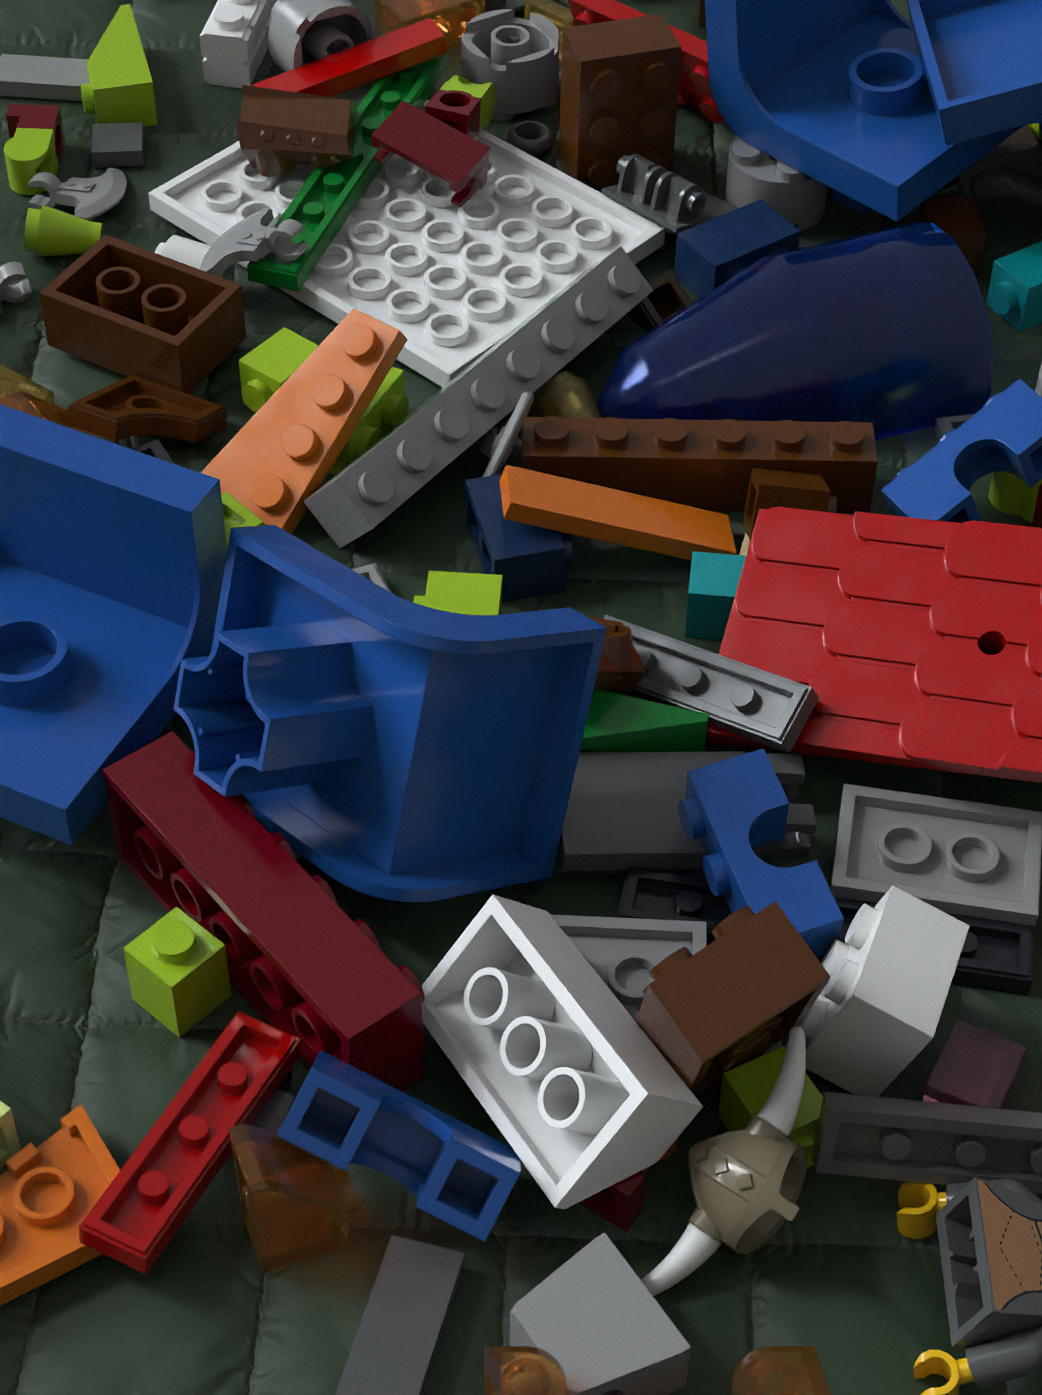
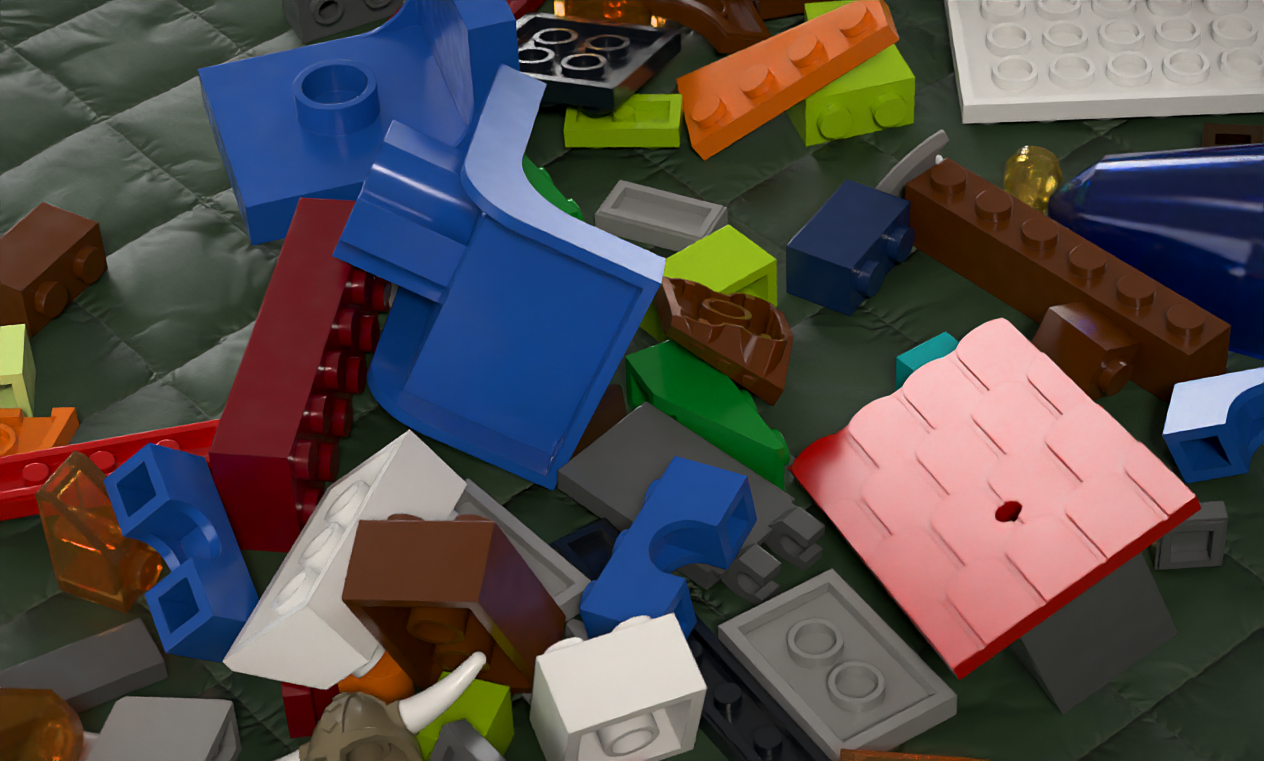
camera: 50 degrees right, 5 degrees down
(177, 971) = (215, 363): lime brick -> none
(476, 399) = (979, 124): light grey brick -> none
(612, 515) = (915, 261): orange tile -> none
(729, 691) = (817, 428): dark grey tile -> none

